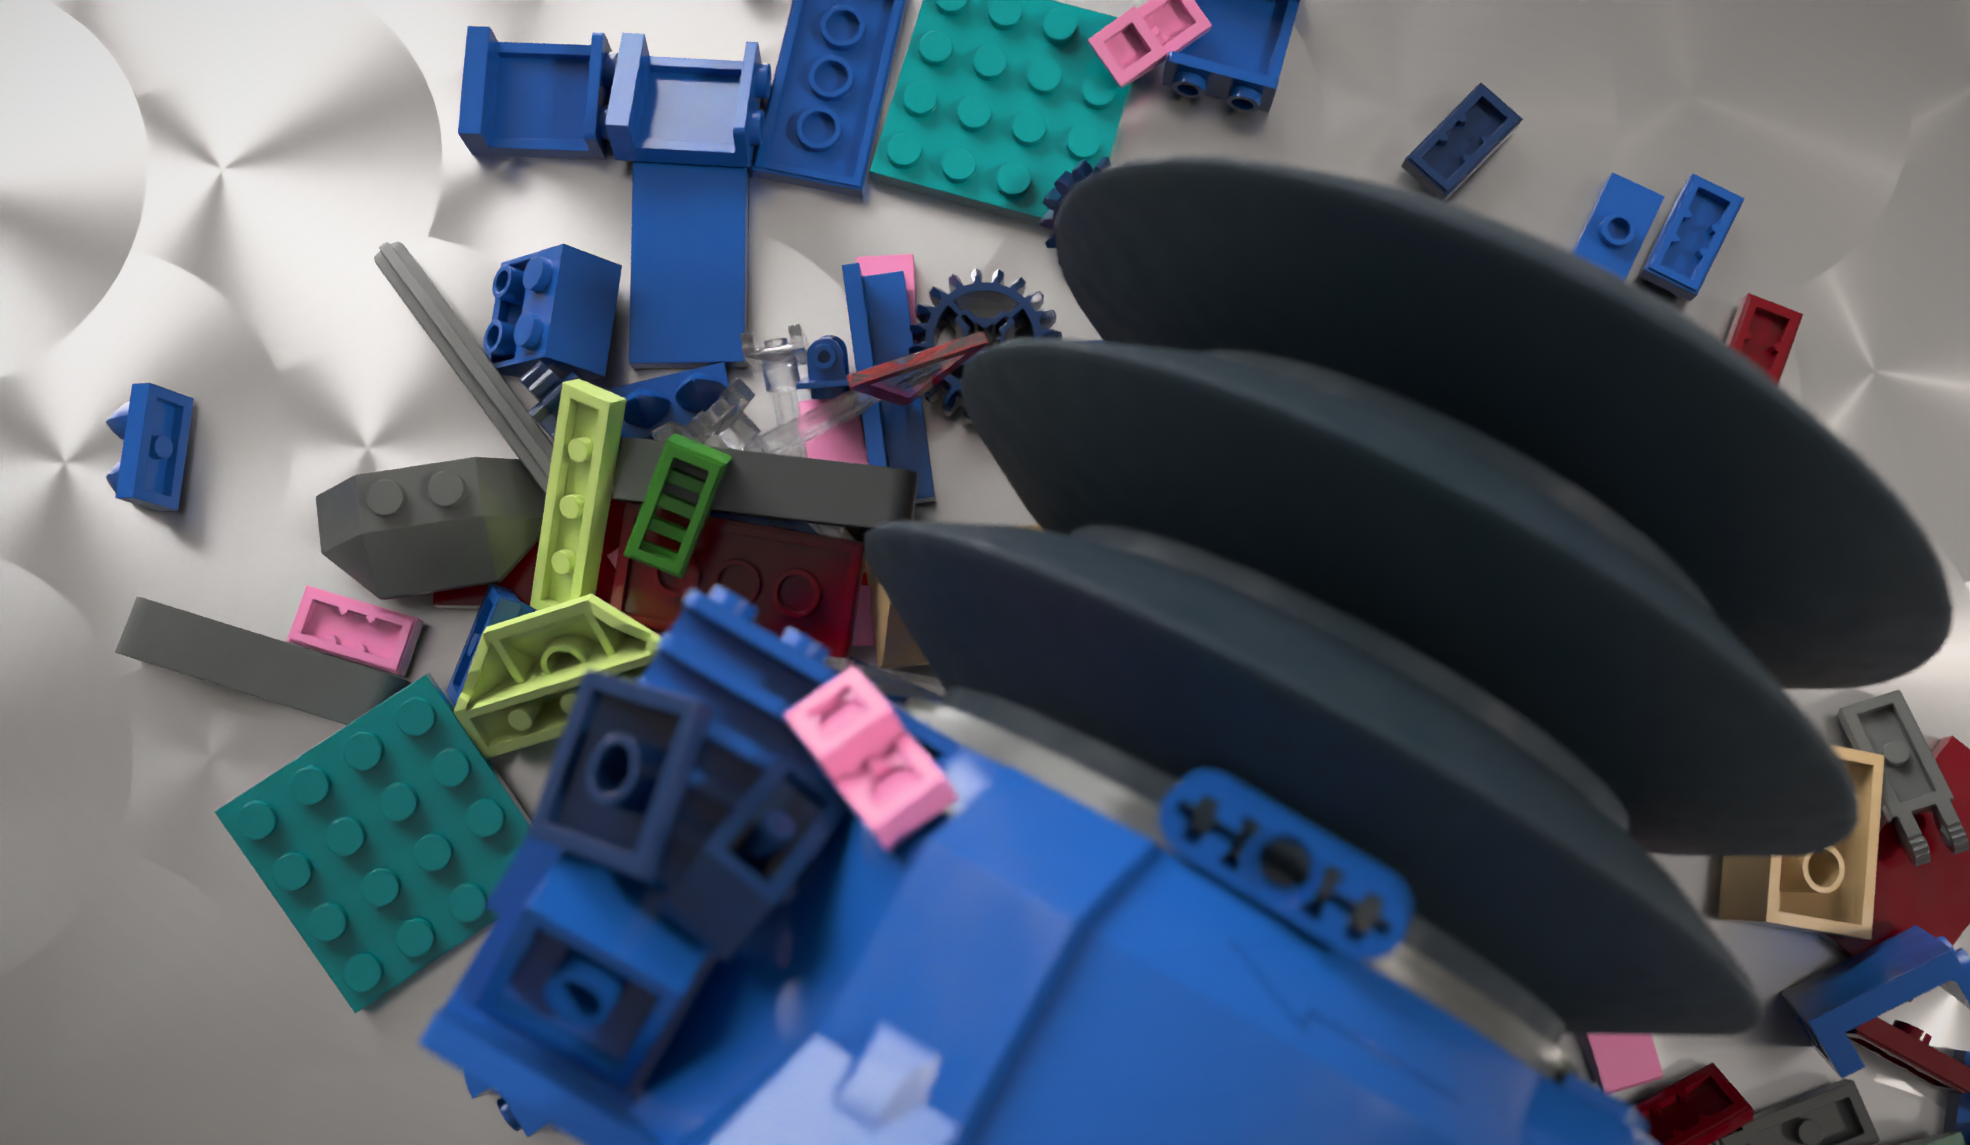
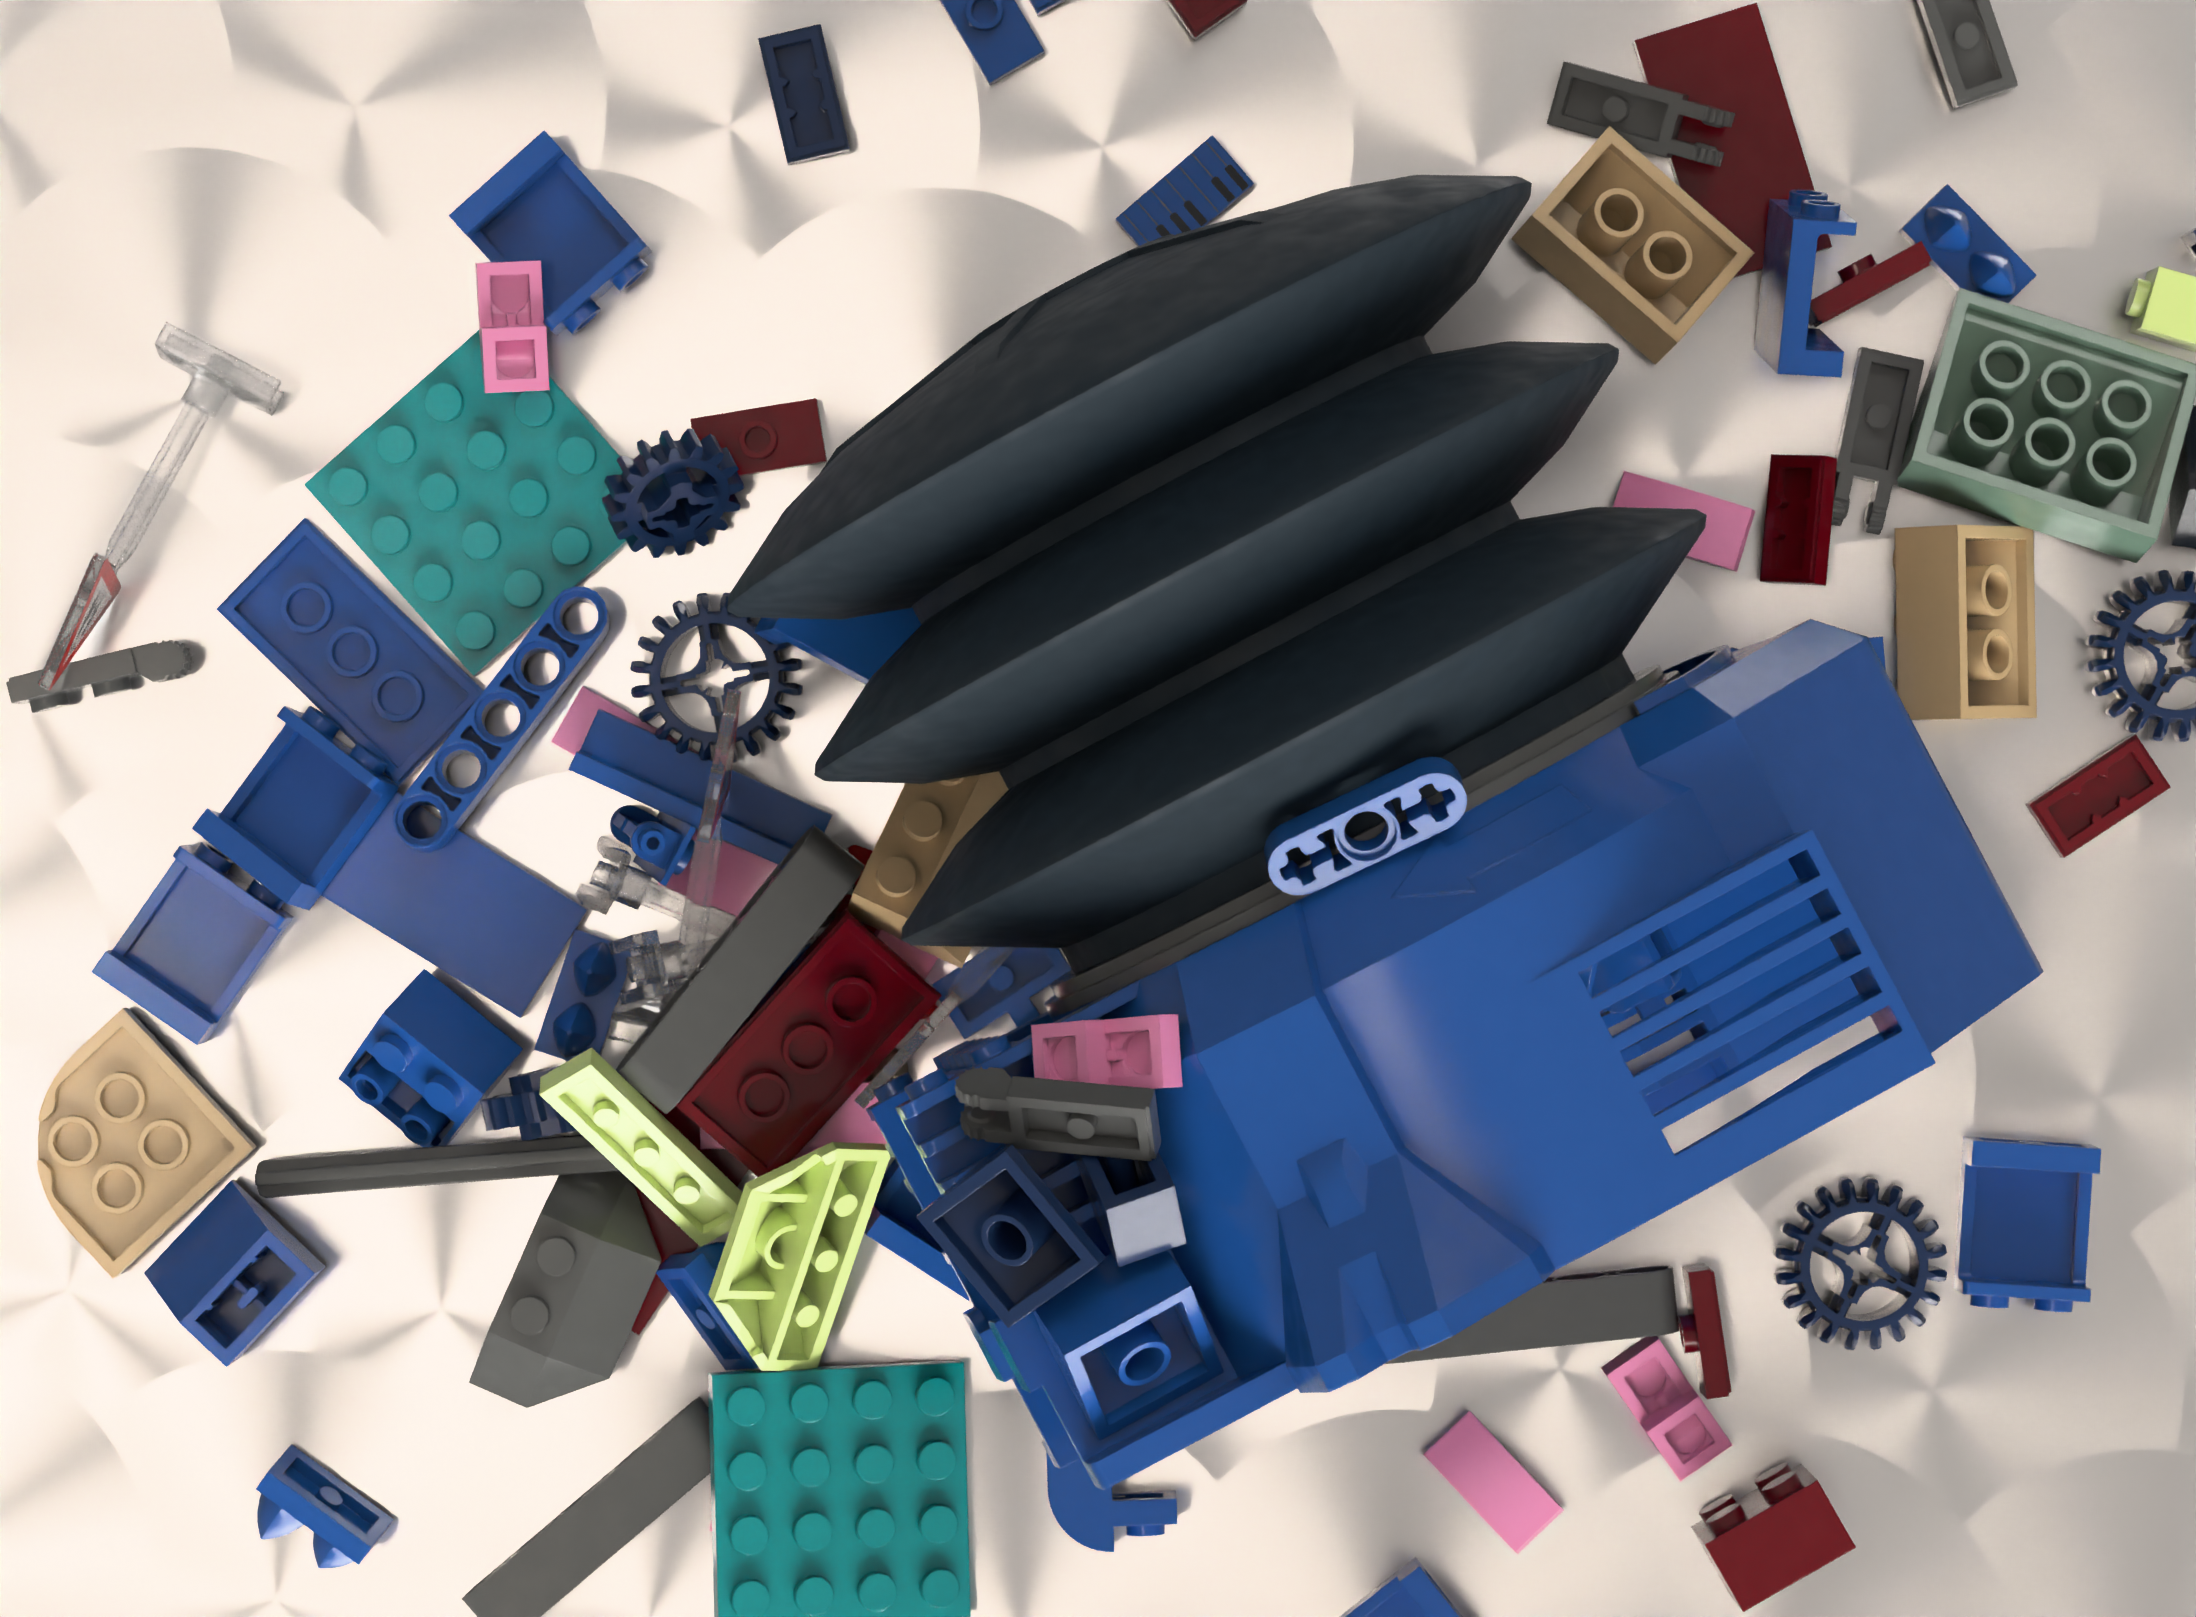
camera: 60 degrees left, 10 degrees up
(295, 273) = (232, 1273): none -> blue slope
(355, 631) = (618, 1419): bright pink plate -> none
(357, 140) = (129, 1142): none -> tan plate
(696, 454) = (682, 1018): bright green slope -> none
(778, 745) = (1059, 1115): none -> dark grey hinge
(827, 187) = (507, 688): none -> blue beam

